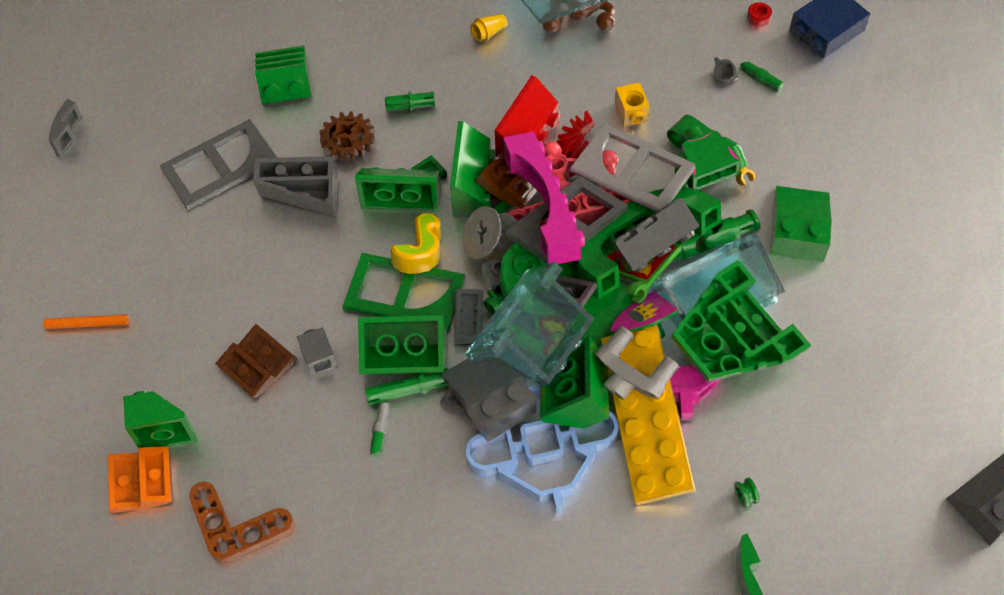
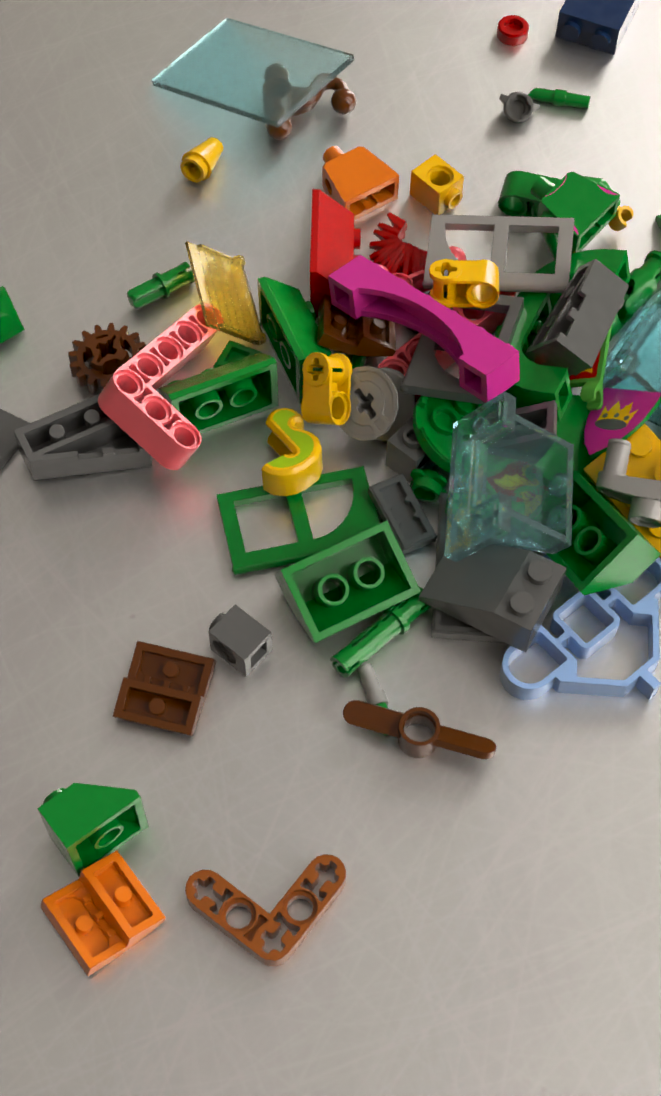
camera: 30 degrees left, 0 degrees up
(362, 156) = (140, 410): none -> coral beam
(379, 450) = (395, 722): none -> reddish brown piece
(440, 120) = (225, 293): none -> clear yellow piece
(461, 211) = (326, 392): none -> yellow piece
(579, 81) = (358, 180): none -> orange torso
(592, 179) = (467, 284): none -> yellow piece

